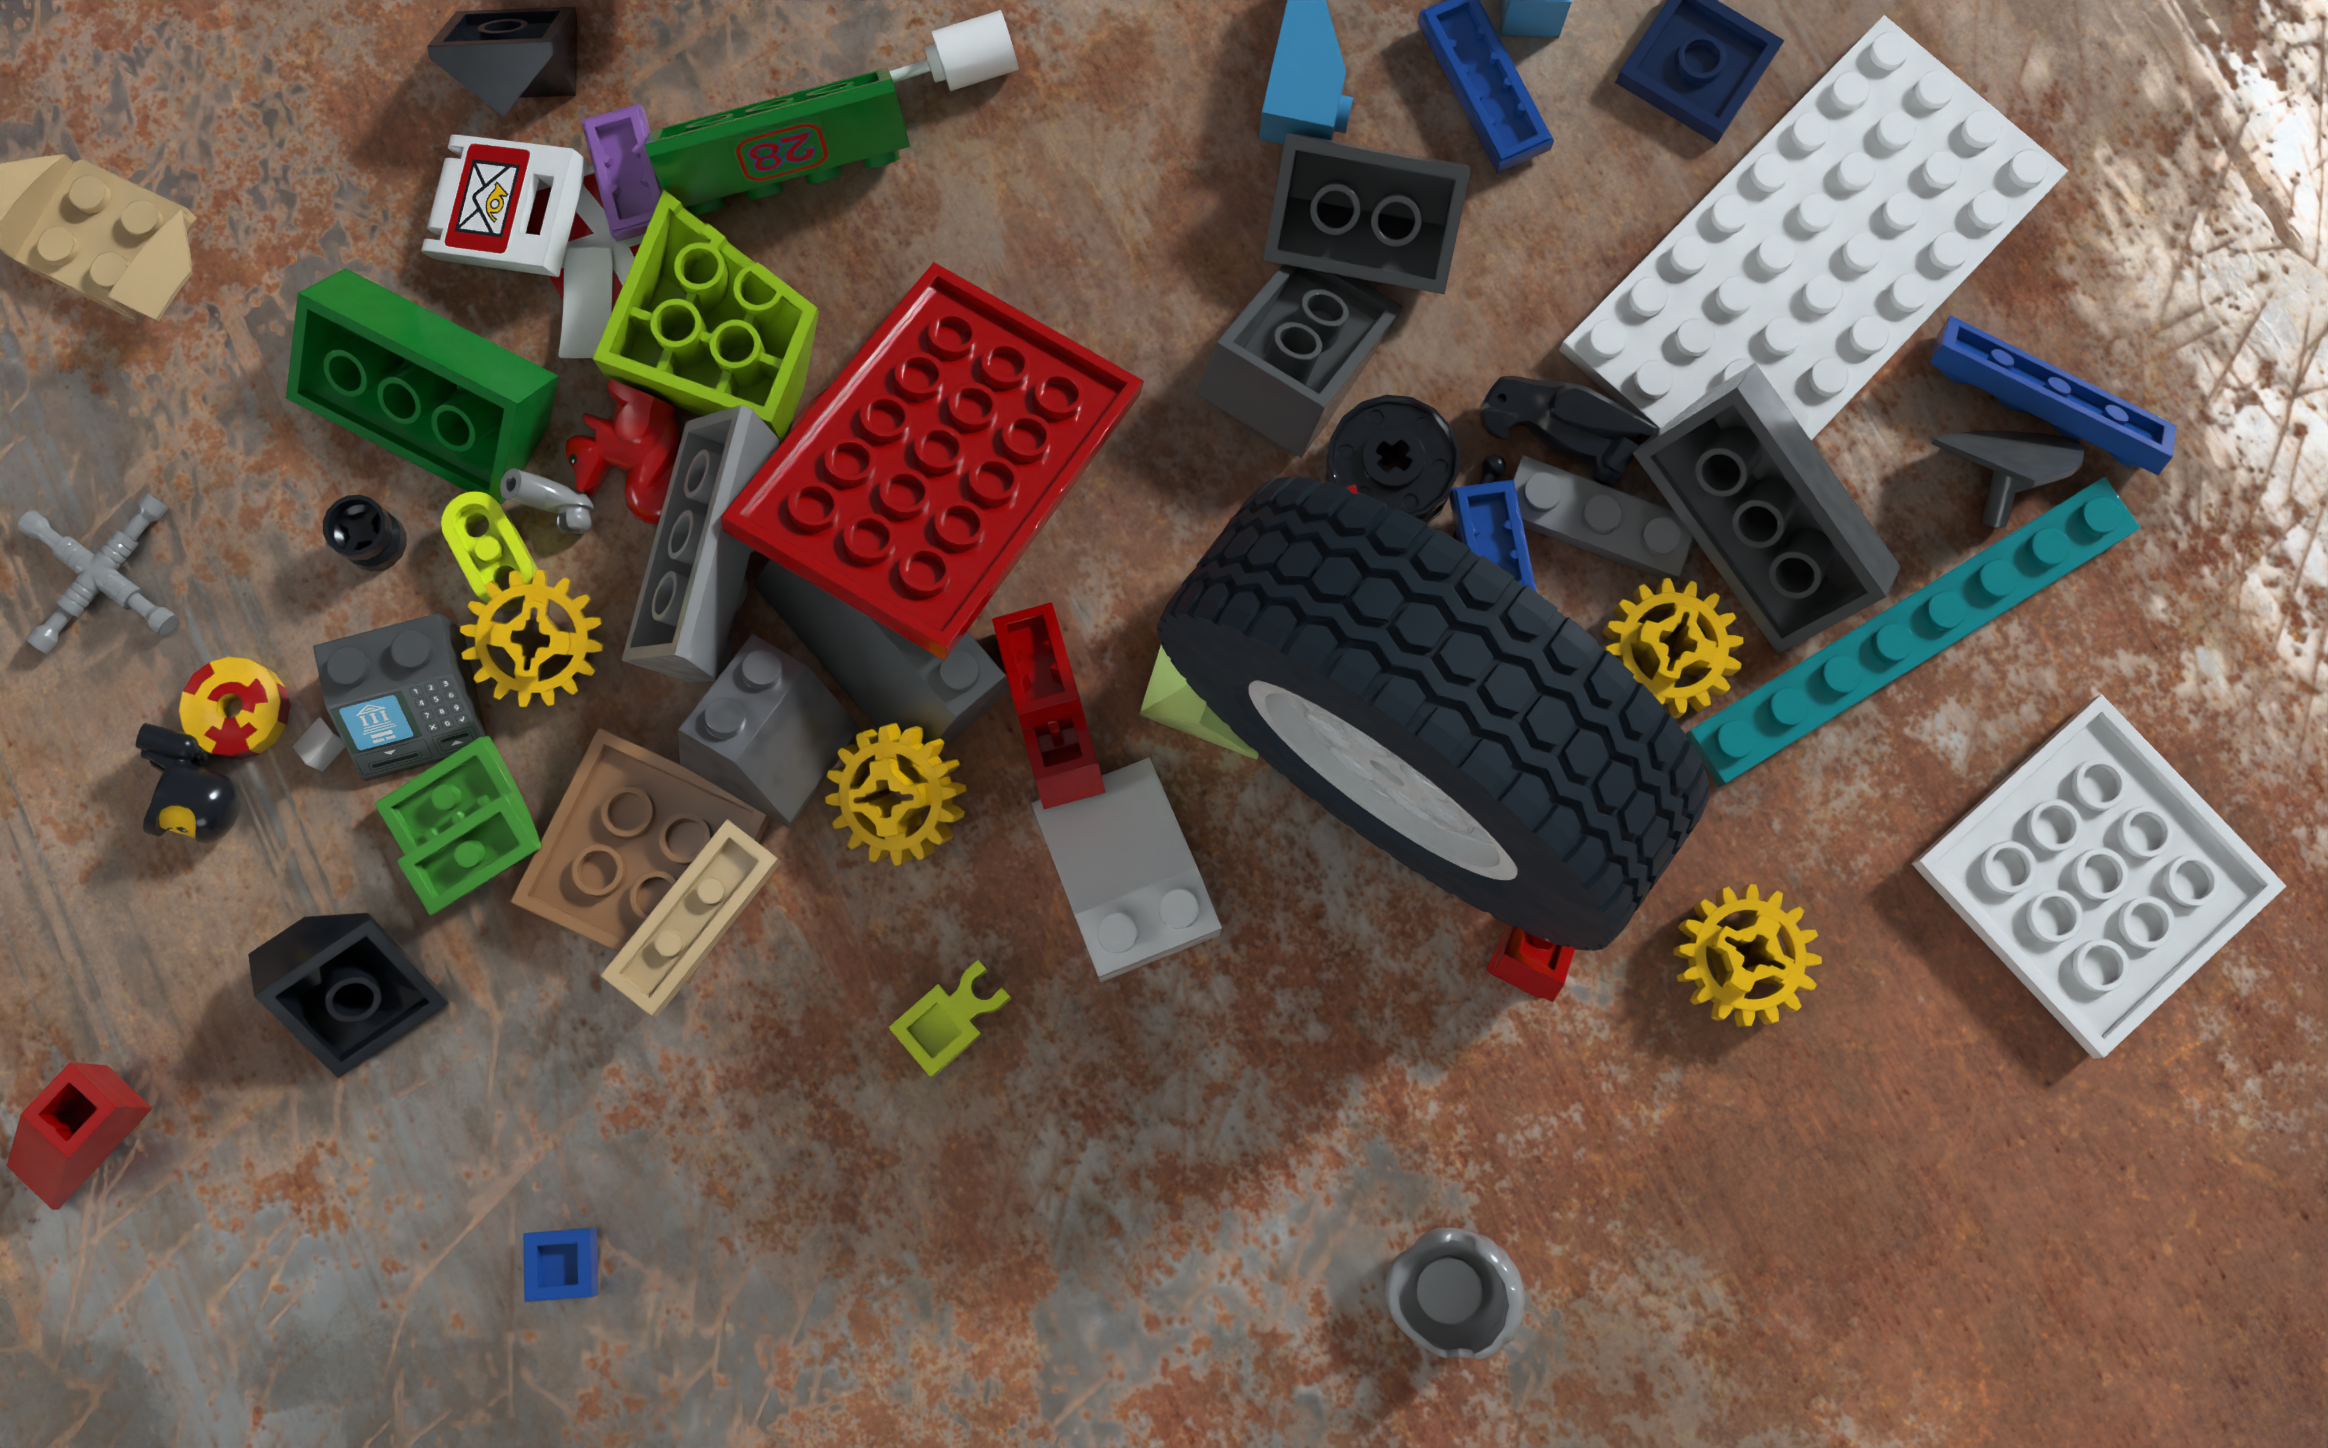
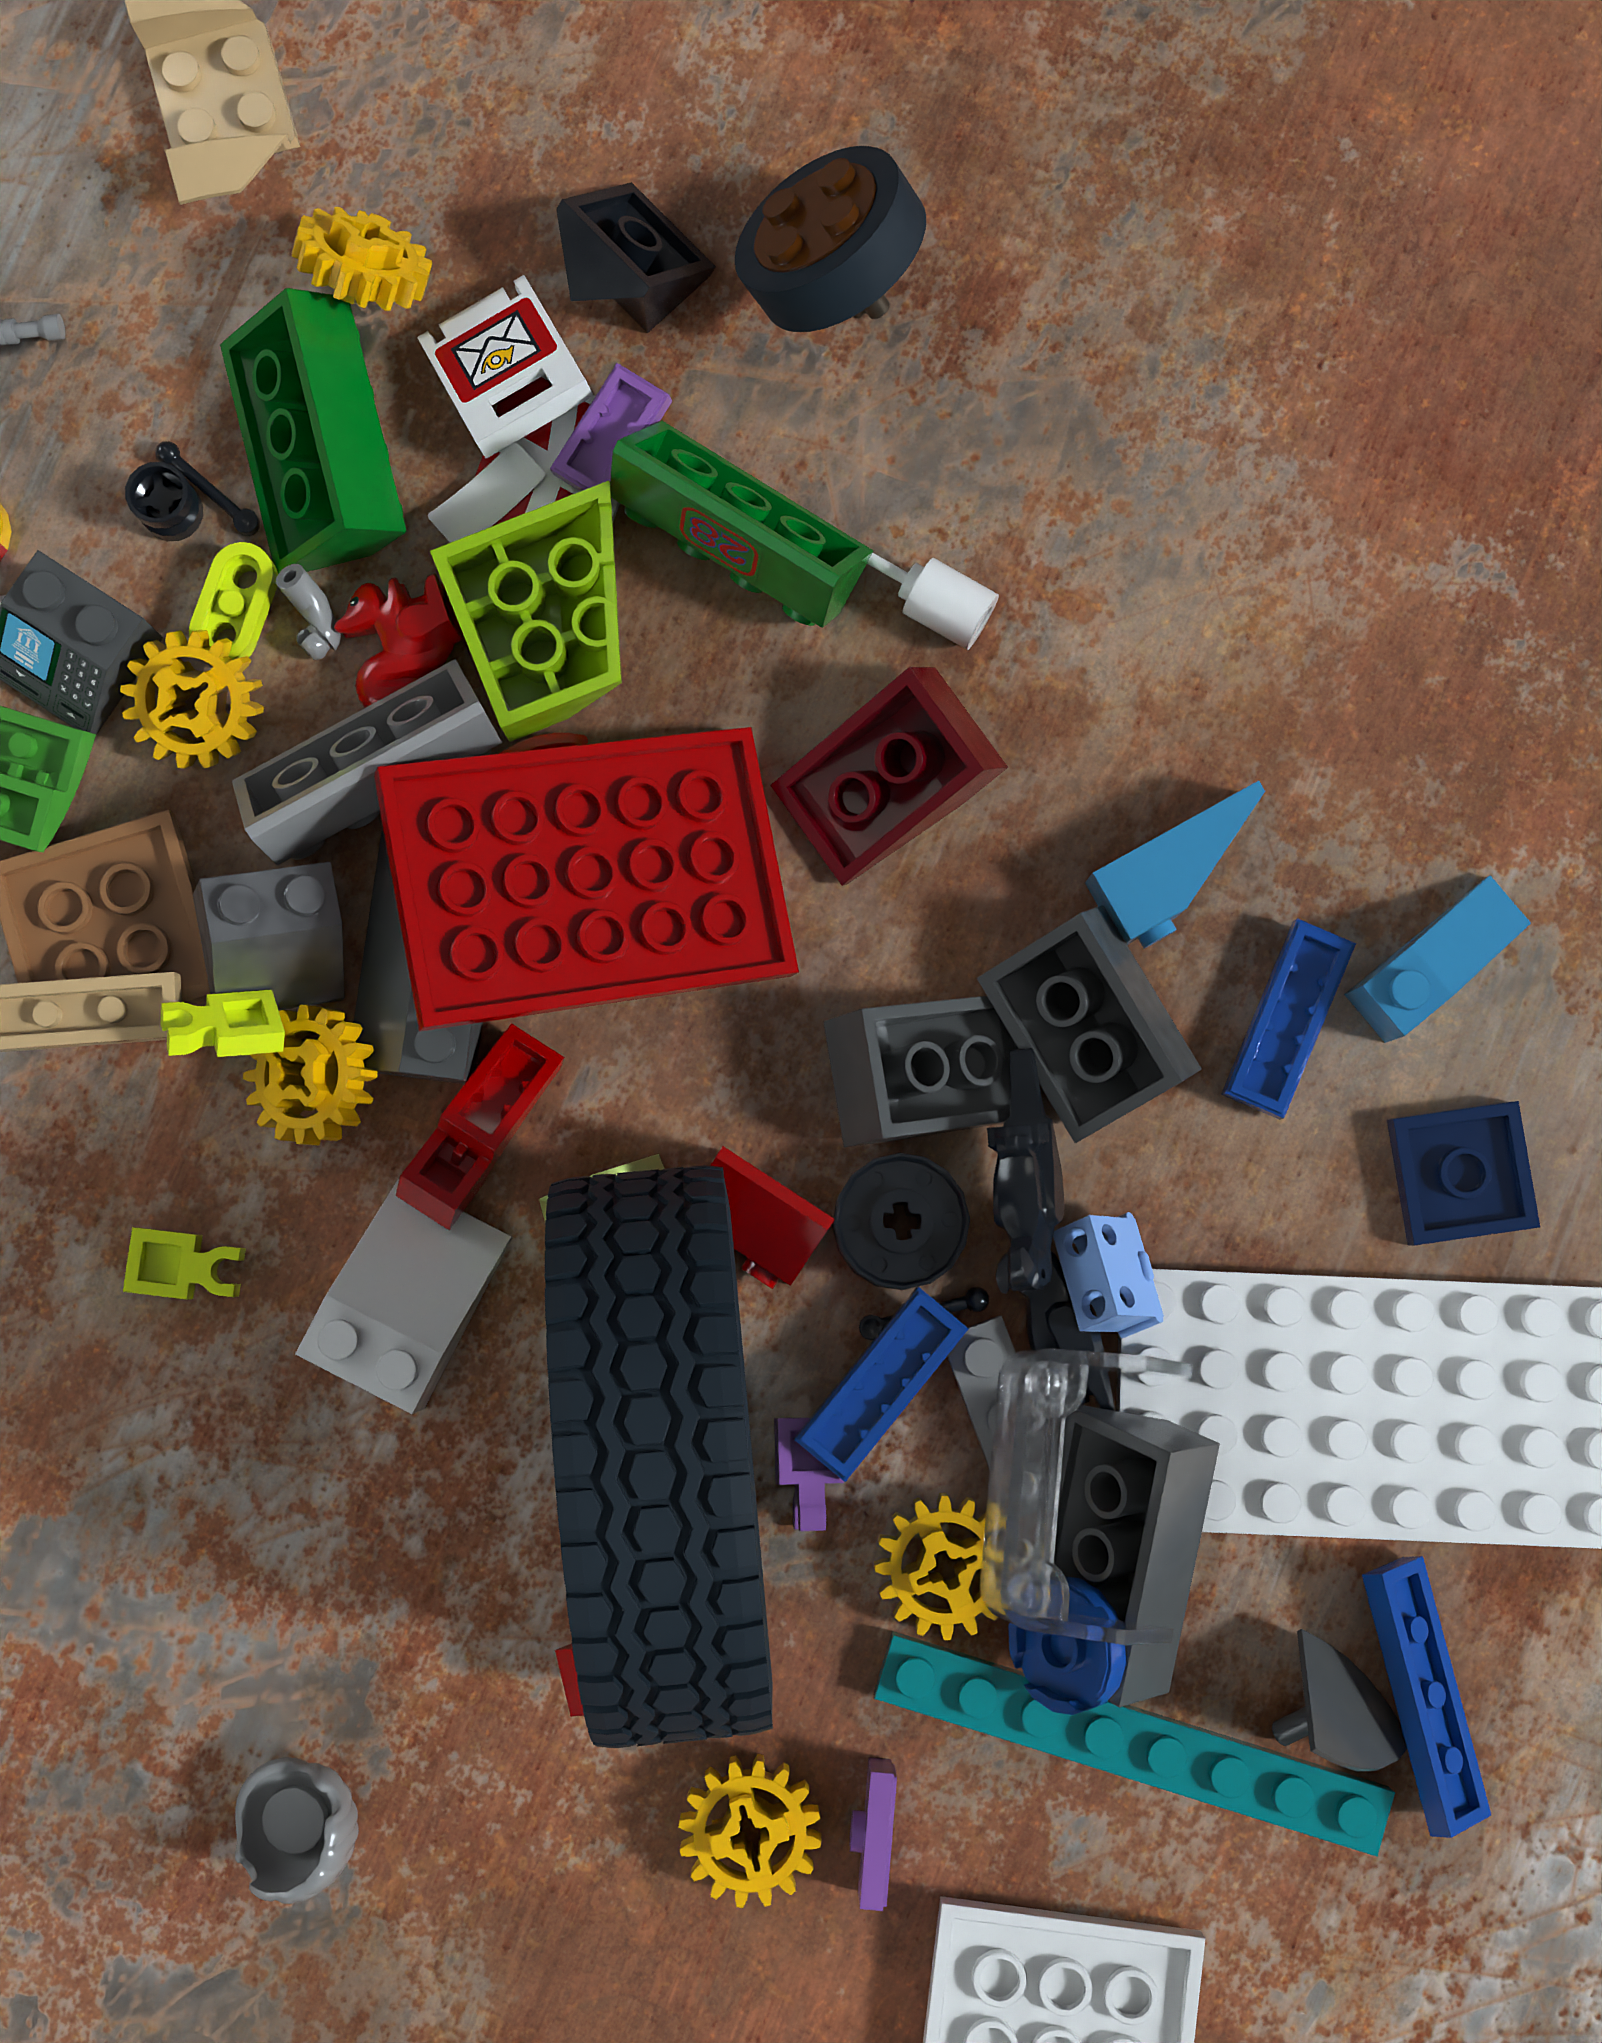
camera: 45 degrees right, 5 degrees up
(326, 231) = (361, 258): none -> yellow gear
(434, 492) = (244, 520): none -> black hinge
(805, 806) = (230, 1022): none -> neon yellow plate
(1056, 199) = (888, 773): none -> dark red slope
(1441, 343) = (1027, 1178): none -> black animal
(1561, 348) = (1108, 1274): none -> light blue piece
(1720, 581) = (1024, 1487): none -> clear windscreen
(1807, 601) = (1067, 1671): none -> blue tile
(1826, 867) = (872, 1834): none -> medium lavender plate

